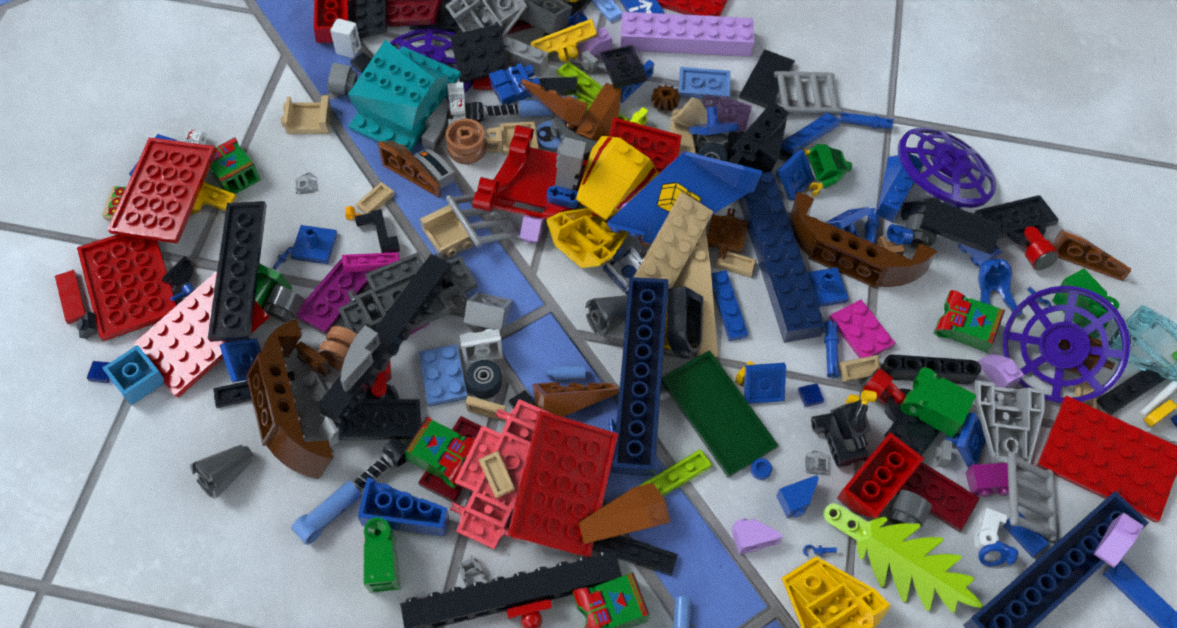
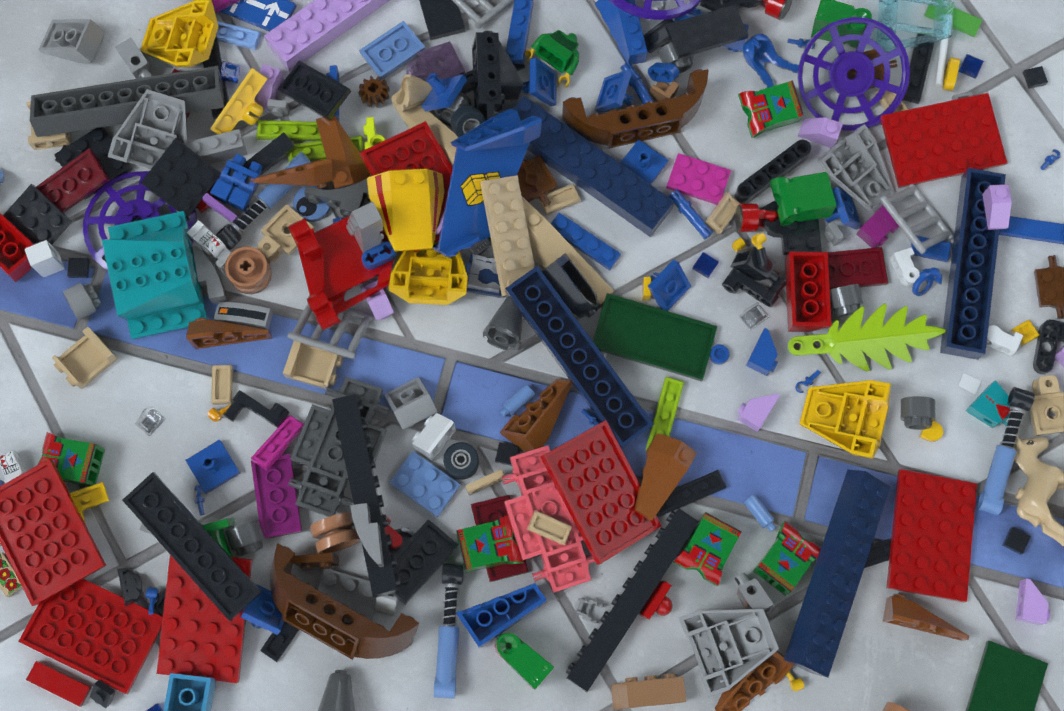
camera: 40 degrees left, 15 degrees up
(486, 89) = (219, 208): none -> medium lavender tile

